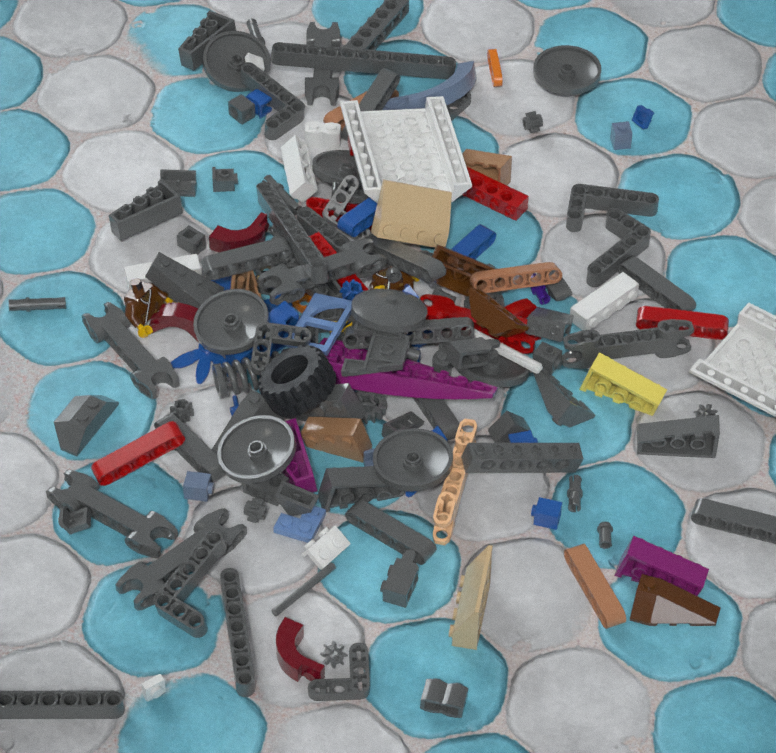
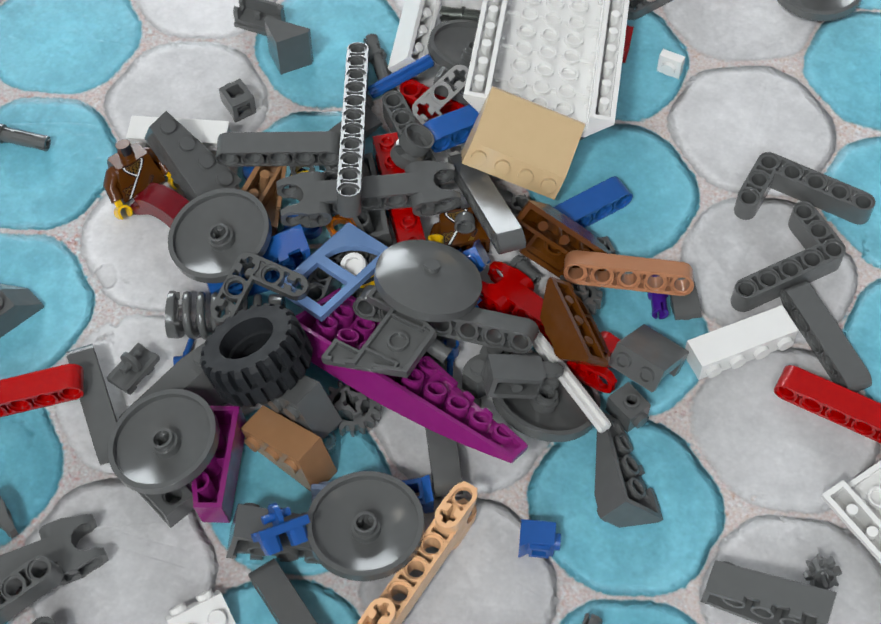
camera: 20 degrees right, 10 degrees up
(146, 211) = (199, 45): dark grey wedge -> none
(146, 370) = (98, 270): dark grey piece -> none
(182, 410) = (110, 343): dark grey gear -> none
(198, 486) = (76, 466): sand blue brick -> none
(203, 367) = (174, 281): blue plant -> none
(206, 421) = (133, 368): none -> dark grey hips
(211, 195) = (288, 45): none -> dark grey slope
(224, 179) = (320, 24): dark grey brick -> none
(226, 239) = (300, 116): dark red arch -> none
(255, 510) = (131, 529): dark grey gear -> none
(295, 499) = (188, 530): dark grey slope -> none
(300, 528) = (189, 575): medium blue plate -> none
(306, 194) = (401, 76): none -> blue axle
(317, 149) = (450, 13): none -> pearl dark grey axle
(331, 315) = (353, 263): none -> white tile
(337, 235) = (411, 145): none -> dark grey wheel
(350, 289) = (394, 227): blue gear -> none
(359, 470) = (269, 537): none -> blue hips
(399, 422) = (373, 450): dark grey slope -> none
(487, 144) = (670, 63): none -> white plate
(490, 164) = (655, 97): medium nougat wedge -> none
(496, 195) = (651, 135): red brick -> none
(507, 424) = (533, 502): dark grey slope -> none
(521, 308) = (620, 318): red slope -> none
(522, 457) = (523, 568): dark grey brick -> none
(532, 121) = (744, 45): dark grey gear -> none
(621, 135) = (857, 95): sand blue brick -> none
(623, 385) = (719, 487): light yellow wedge -> none
(658, 340) = (799, 429): dark grey piece -> none

